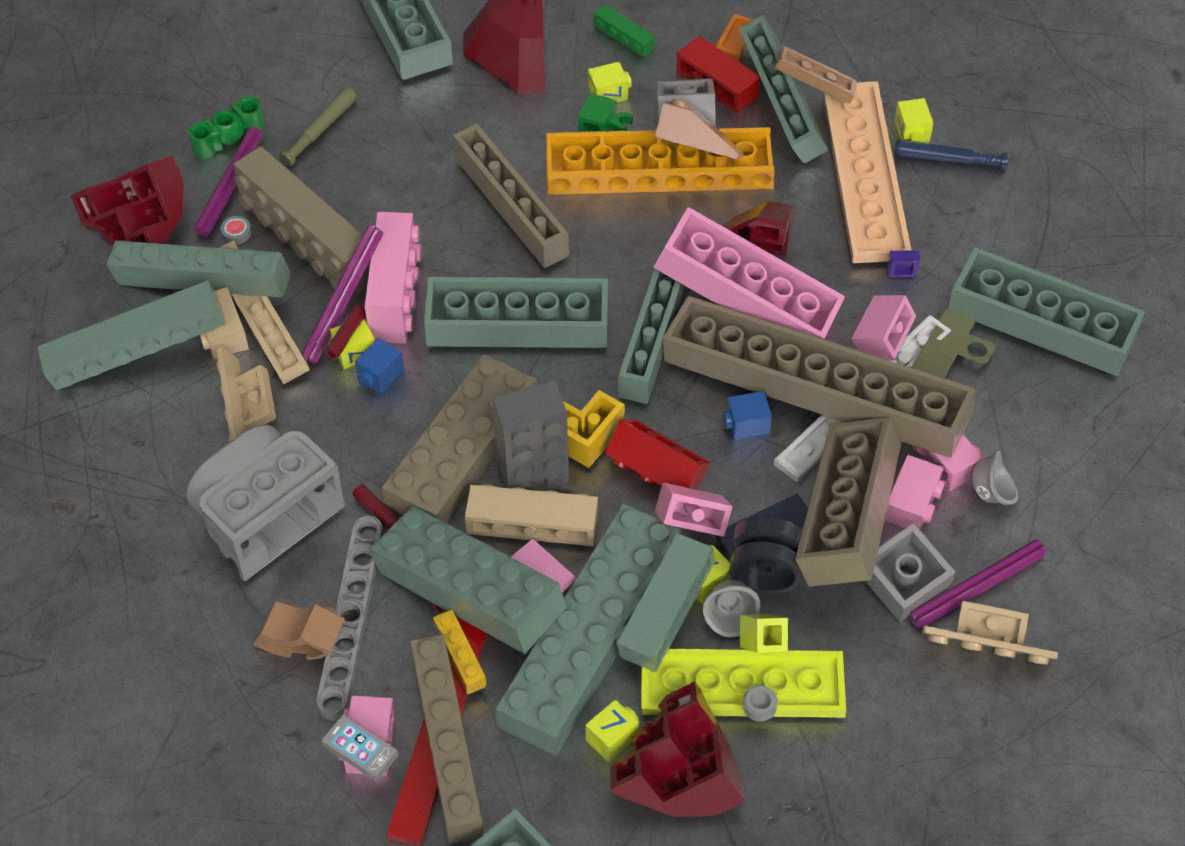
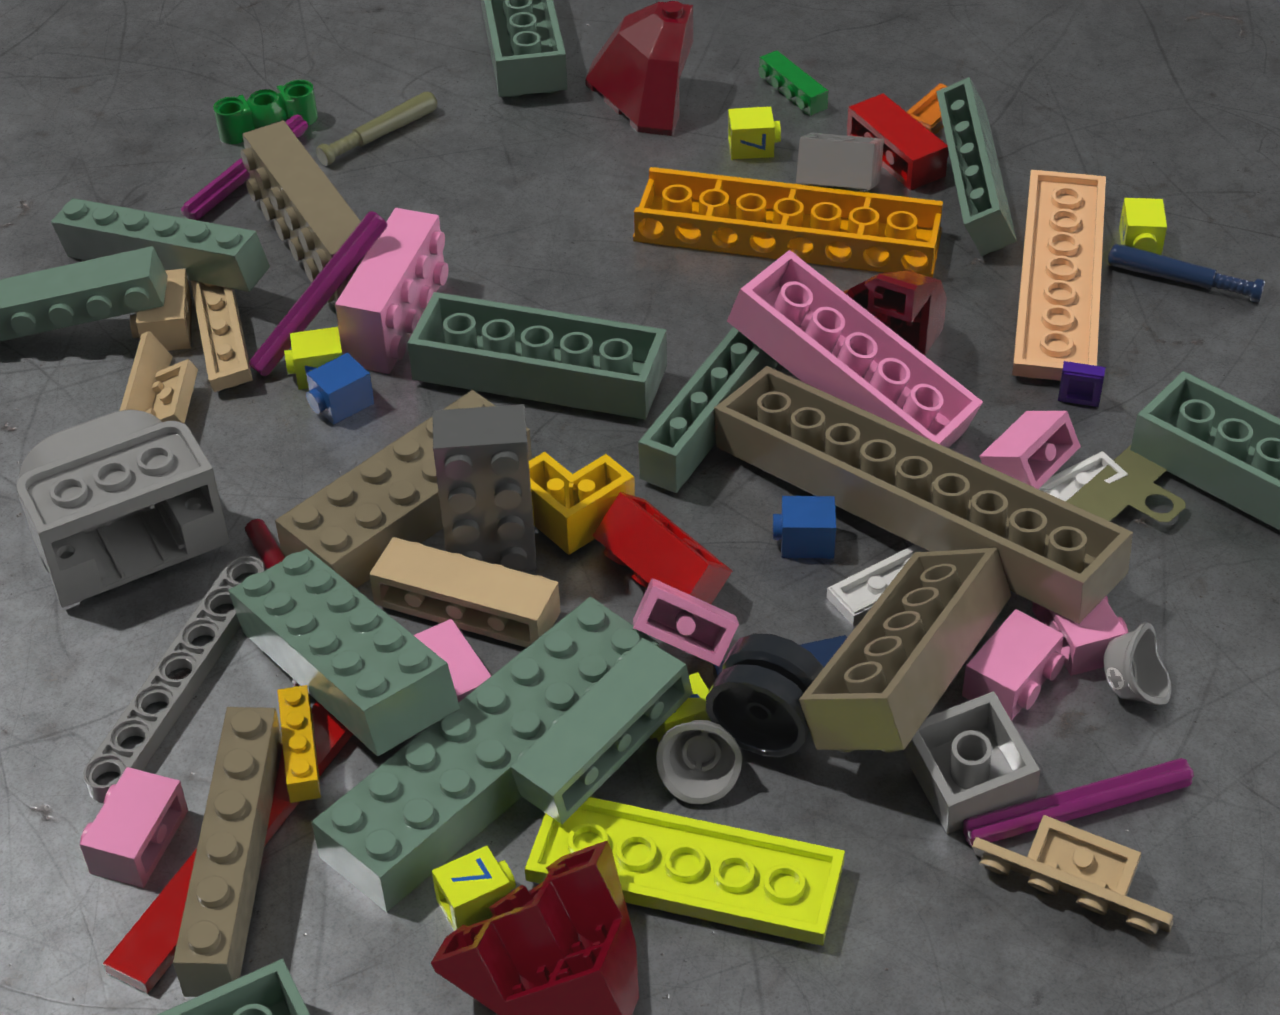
camera: 15 degrees right, 10 degrees down
(136, 205) = (125, 170): dark red brick -> none
(236, 229) = (232, 215): tile -> none
(299, 630) = (95, 673): medium nougat brick -> none
(345, 332) = (304, 337): dark red piece -> none
(359, 748) = (104, 834): tile -> none
(511, 196) = (581, 229): dark tan brick -> none
(600, 116) = (731, 158): green brick -> none
(691, 128) = (830, 178): slope -> none
(760, 703) = (697, 895): light grey tile -> none
(763, 633) = (733, 800): neon yellow brick -> none
(816, 74) = (1021, 149): medium nougat tile -> none

